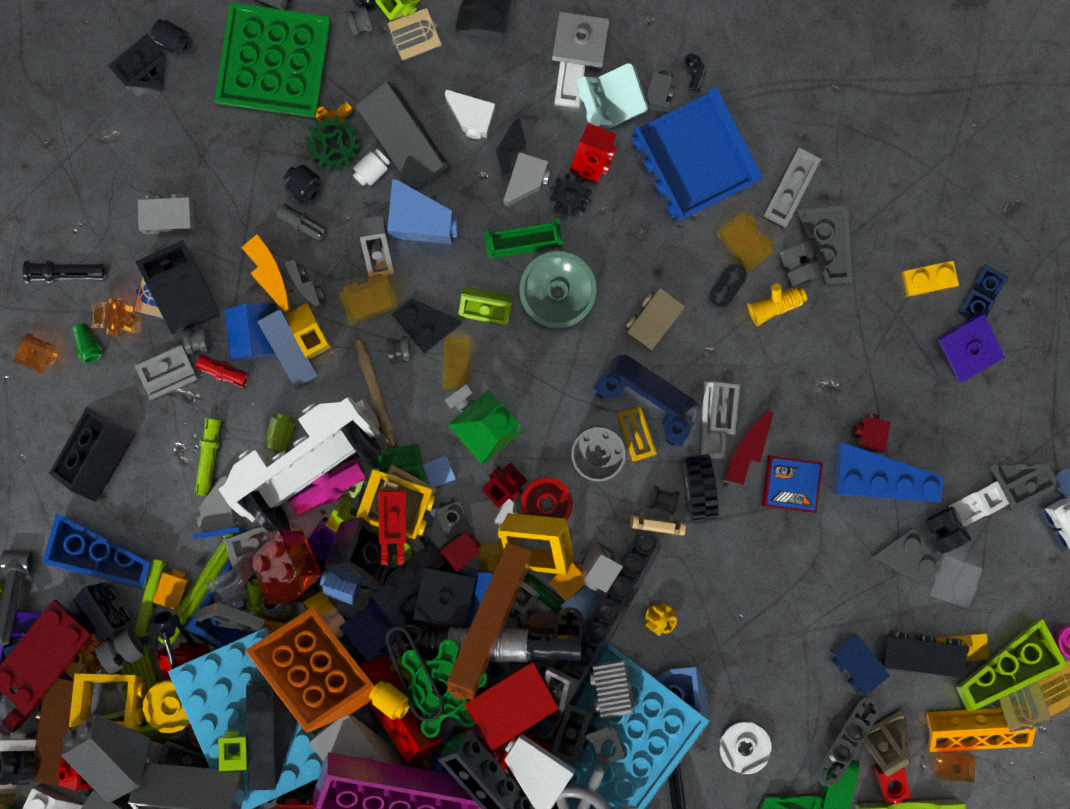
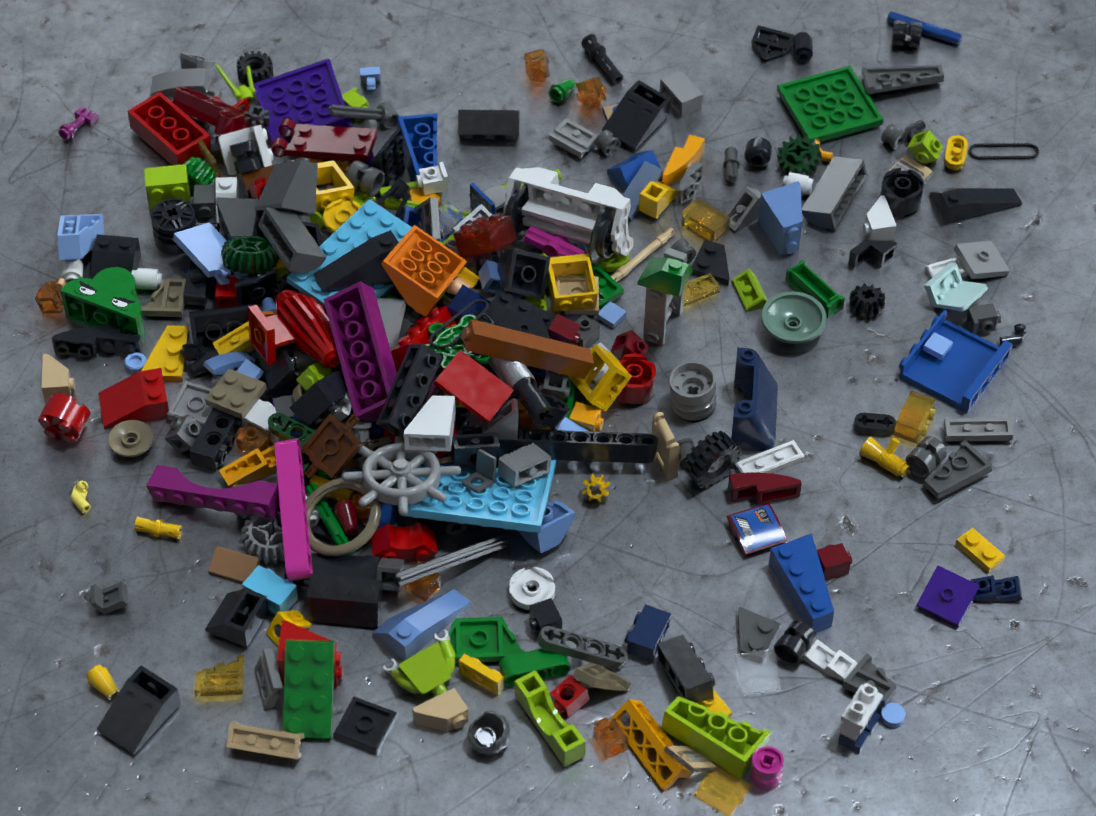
camera: 65 degrees right, 35 degrees down
(166, 567) = (433, 179): none -> white brick
(221, 370) = (596, 166): red pin -> none
(232, 761) = (336, 246): lime brick -> none
(389, 700) = (431, 315): yellow brick -> none
(392, 522) = (556, 276): red hinge -> none
(433, 62) = (902, 191): none -> black brick
(526, 178) = (857, 270): light grey slope -> none
(594, 153) = (907, 292): red brick -> none
(600, 567) = (608, 420): light grey slope -> none
(643, 454) = (706, 424): yellow tile -> none
(655, 320) = (816, 387): dark tan brick -> none
(670, 161) = (937, 346): none -> light blue tile
(722, 430) = (784, 460): light grey tile -> none
(790, 756) = (544, 614): none -> black brick

